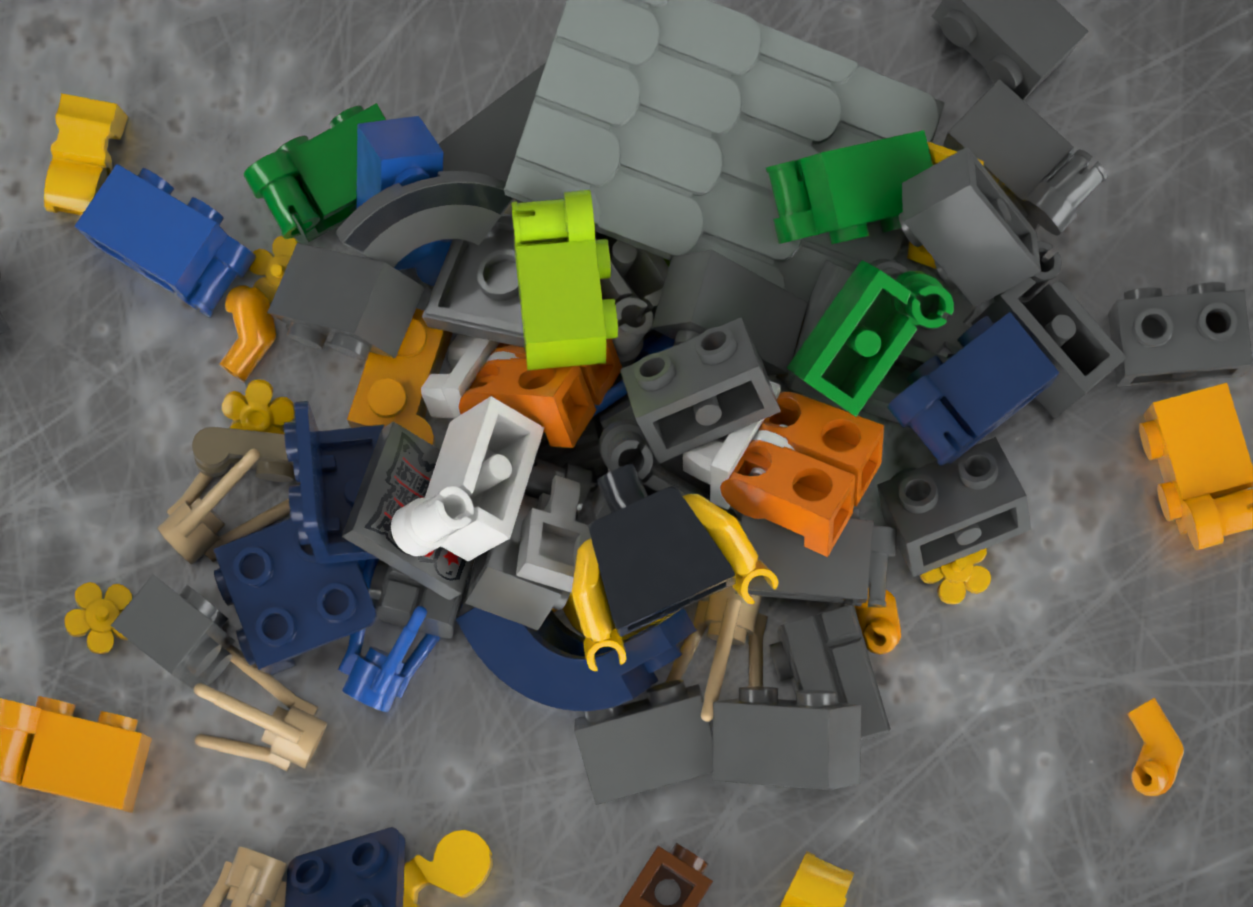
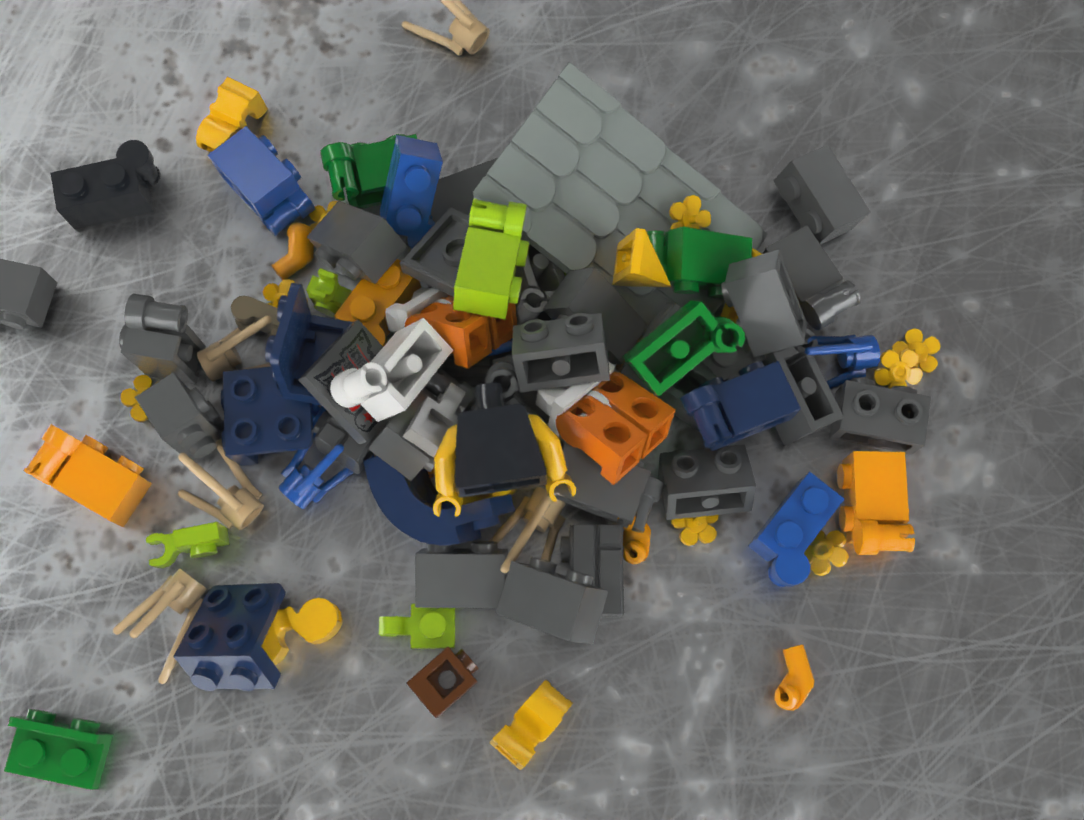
camera: 10 degrees right, 5 degrees down
(107, 528) = (160, 339): none -> dark grey hinge
(253, 800) = (196, 540): none -> lime plate
(324, 386) = (326, 292): none -> lime plate
(429, 210) = (418, 195): dark grey tile -> none
(614, 827) = (427, 627): none -> lime plate
(769, 223) = (638, 263): none -> yellow slope
(823, 122) = (689, 214): none -> yellow plant
(1098, 537) = (794, 528): none -> blue hinge
(1117, 251) = (852, 353): none -> blue plant
(1149, 556) = (826, 550): none -> yellow plant
(1191, 258) = (898, 369): none -> yellow plant
(1211, 221) = (923, 349): none -> yellow plant

